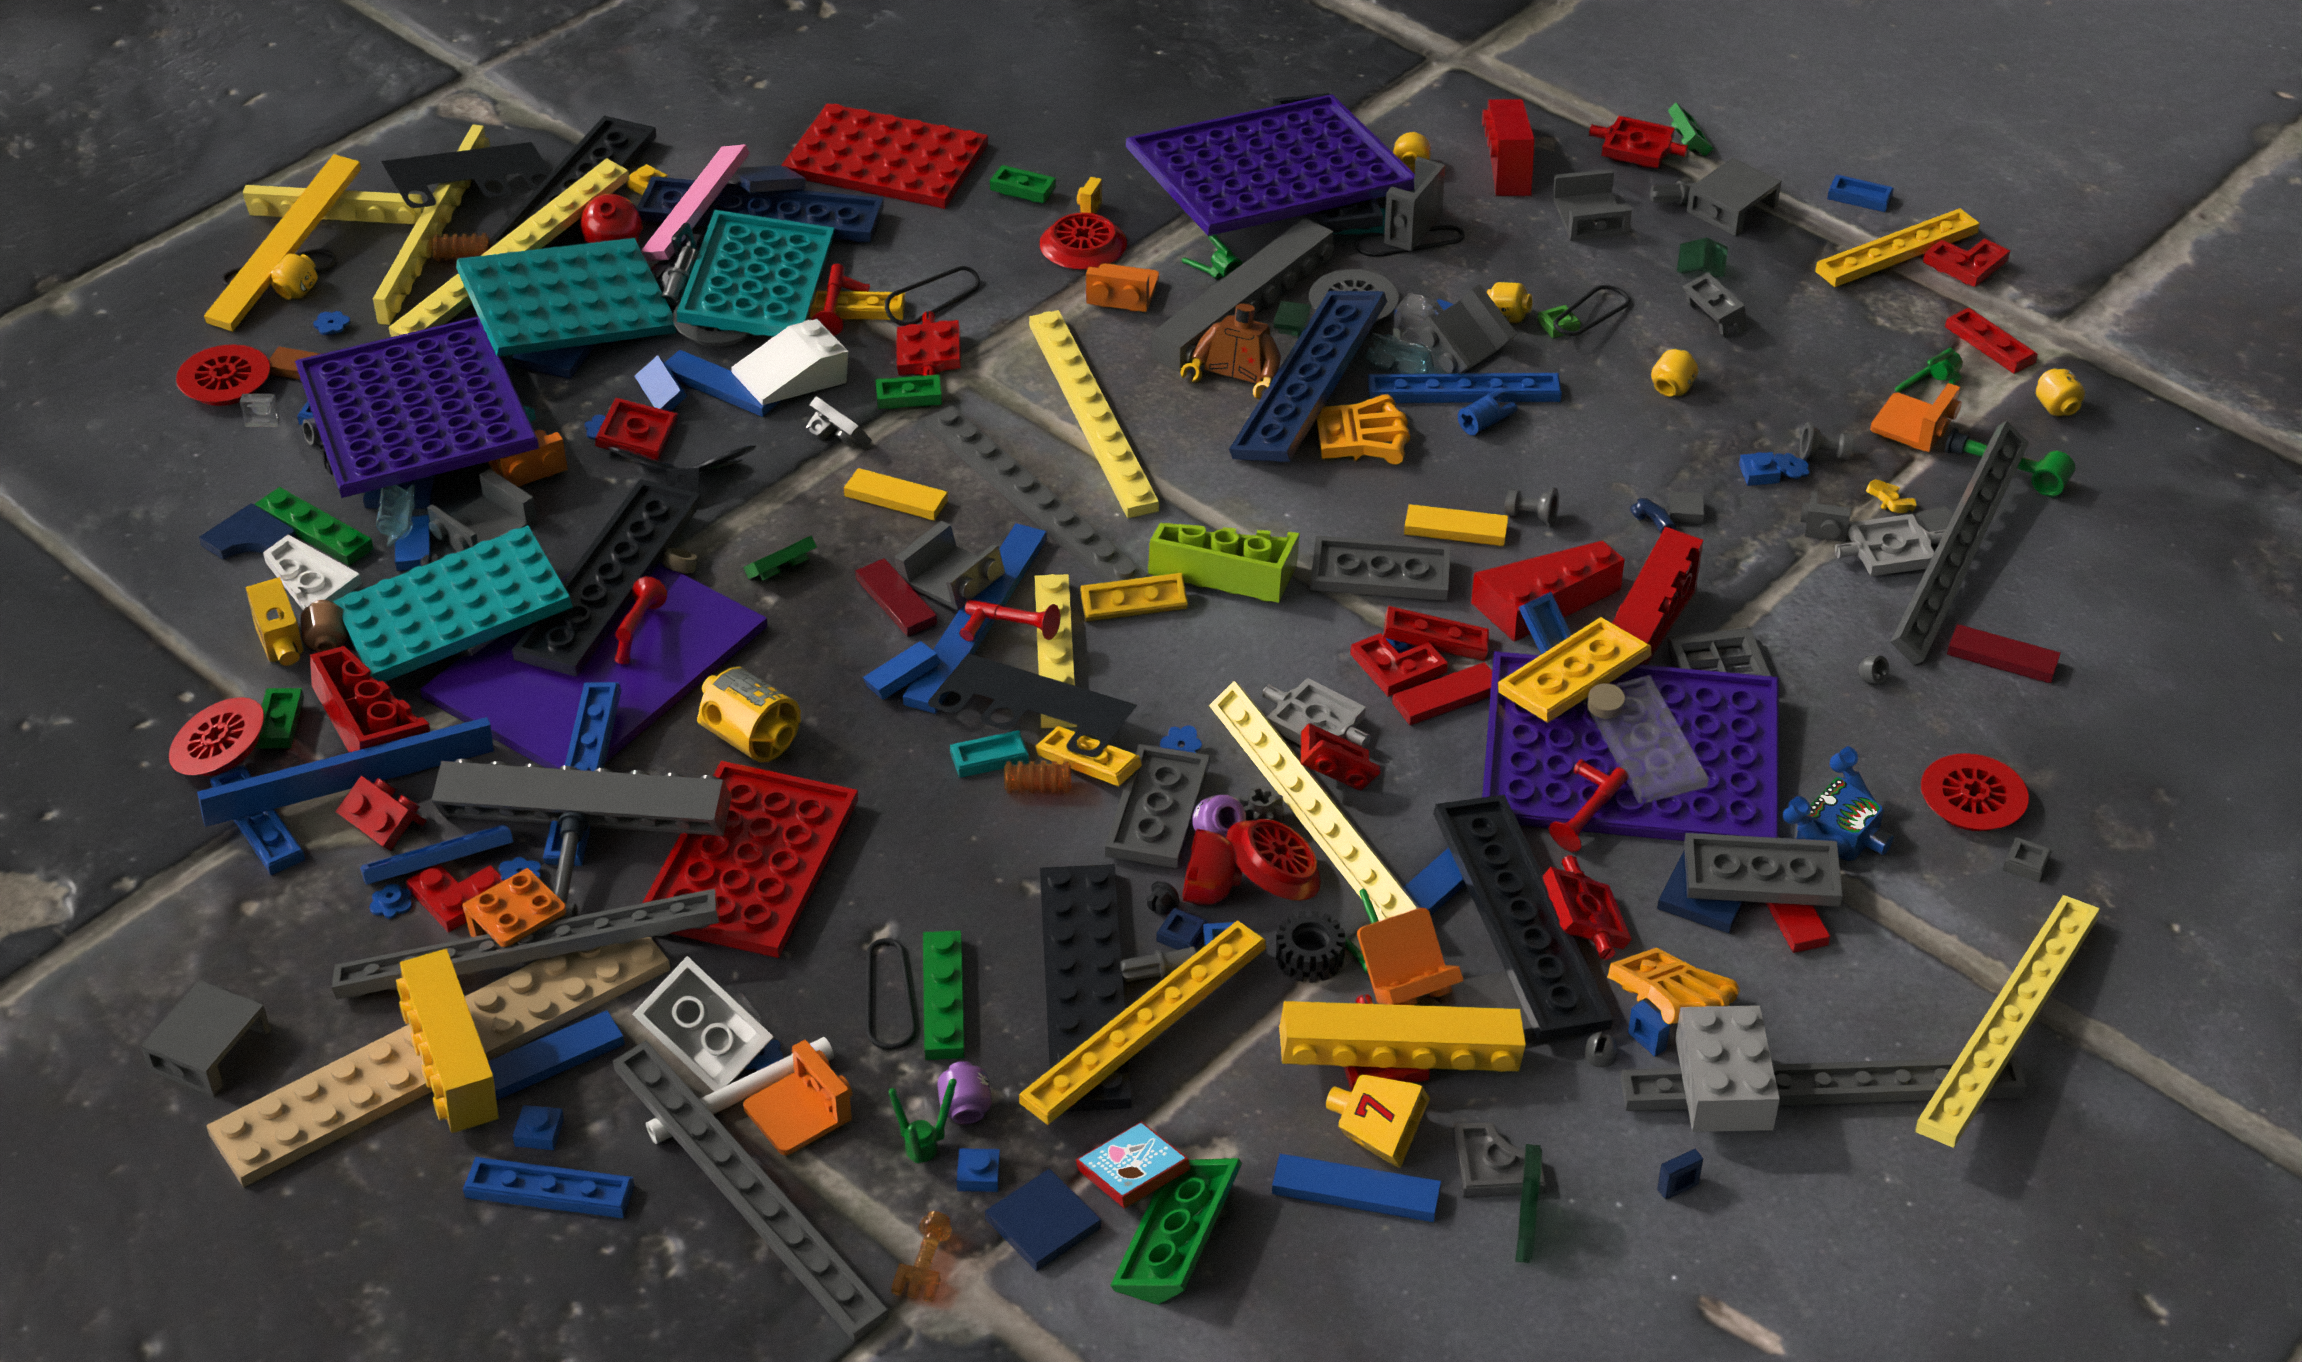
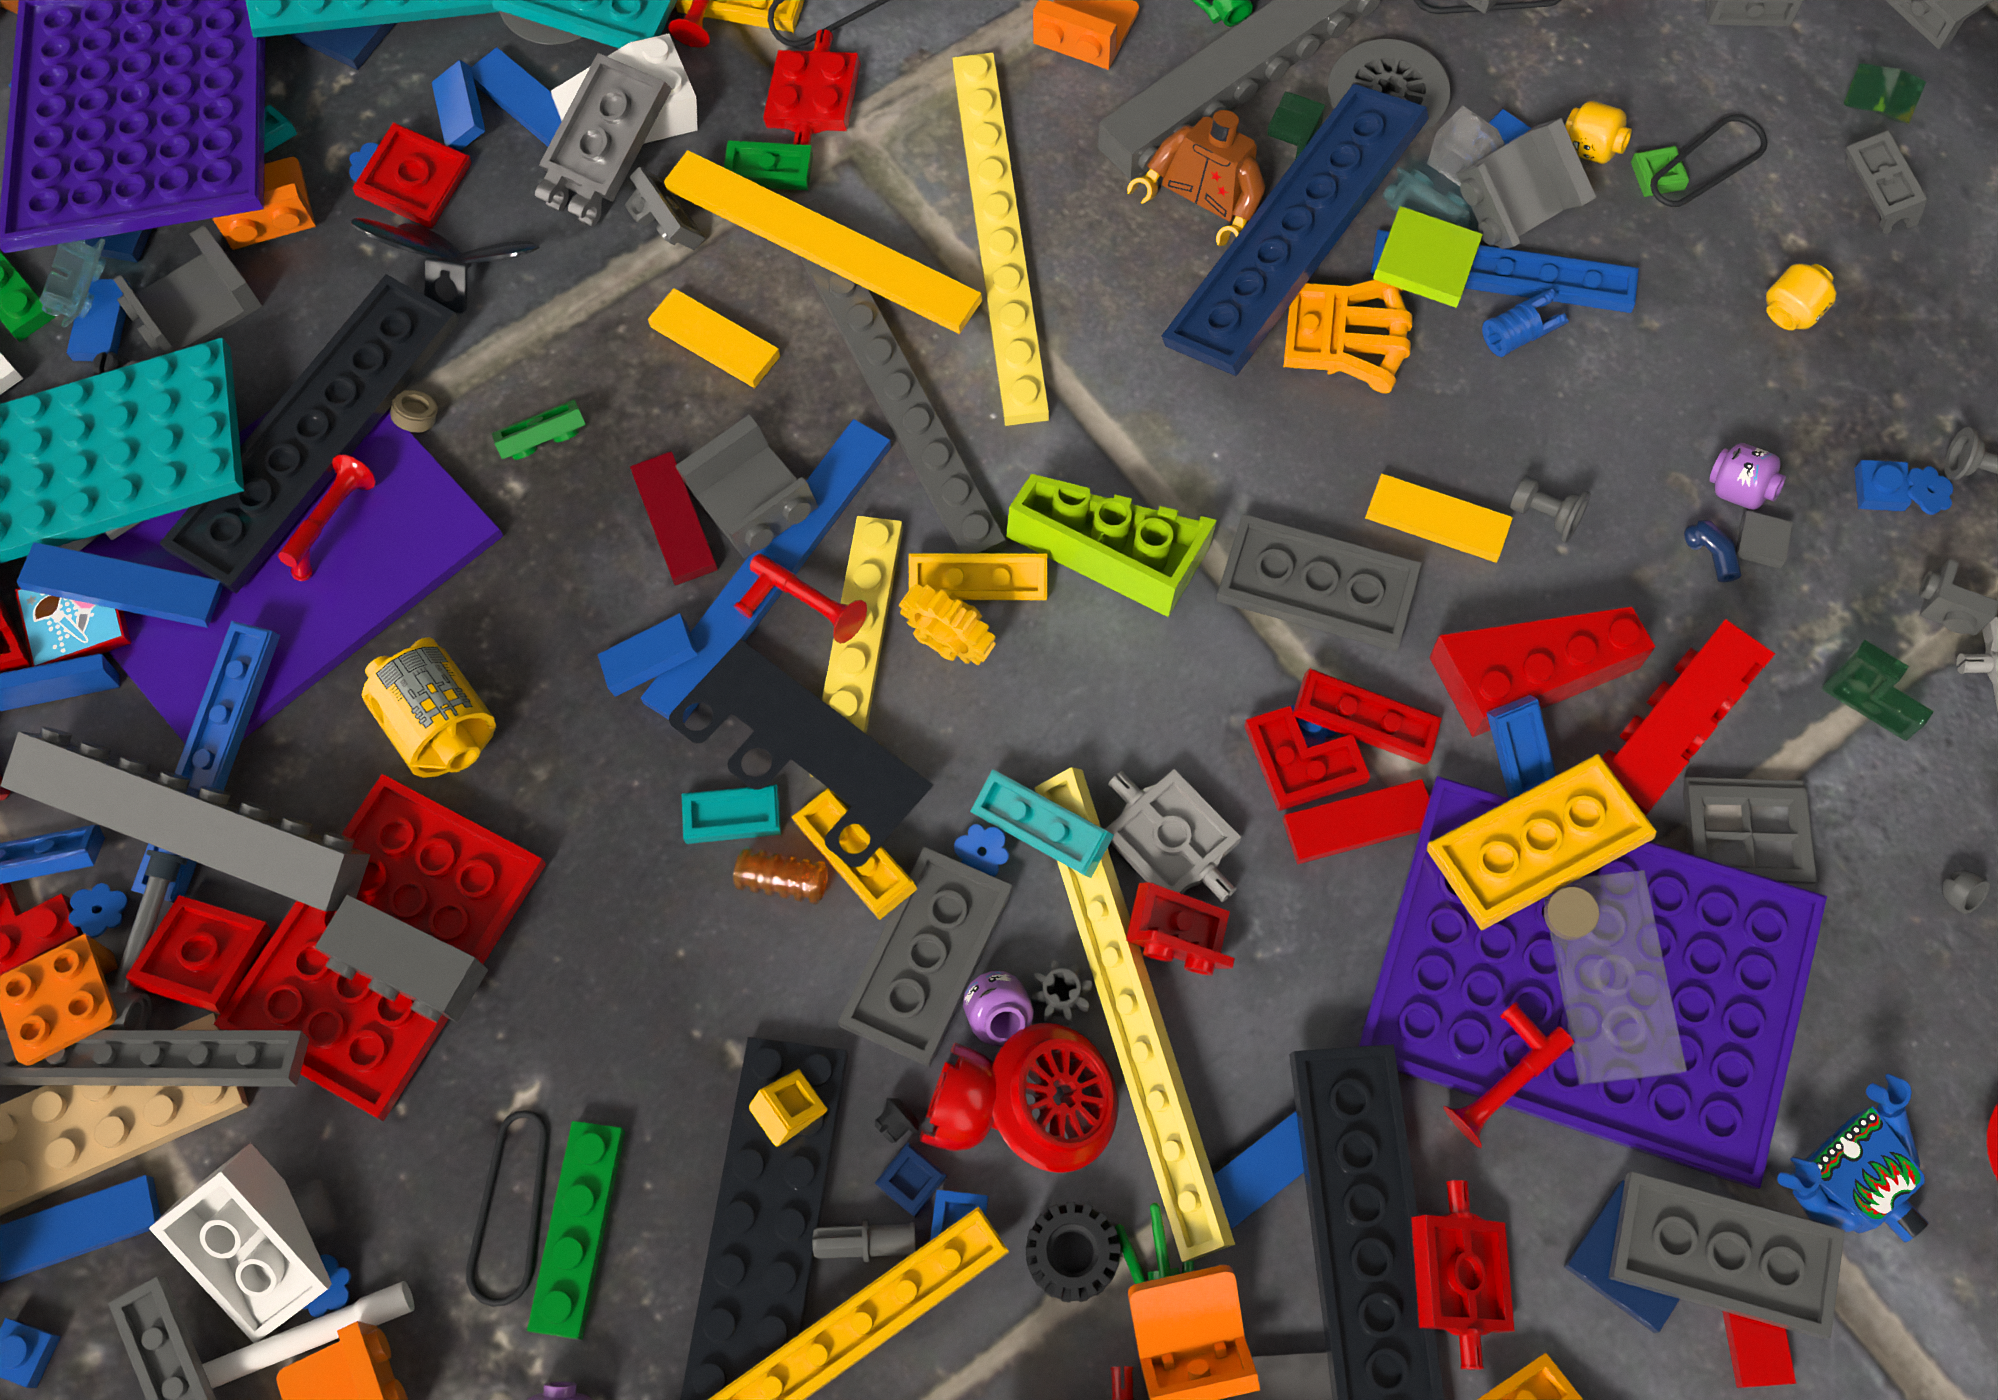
camera: 15 degrees right, 25 degrees up
(452, 701) = (68, 628): none -> tile
(489, 676) = (120, 584): none -> blue tile
(611, 878) = (198, 954): none -> red plate
(774, 848) = (400, 960): none -> dark grey brick
(781, 383) = (600, 137): none -> flat silver tile
(965, 423) = (824, 242): none -> yellow tile
(1081, 893) = (786, 1107): none -> yellow slope
(1122, 615) = (947, 624): none -> yellow gear
(1222, 716) = (1042, 823): none -> teal tile
(1407, 379) = (1428, 256): none -> lime tile
(1664, 471) = (1747, 476): none -> medium lavender head
(1775, 571) = (1866, 685): none -> clear green tile

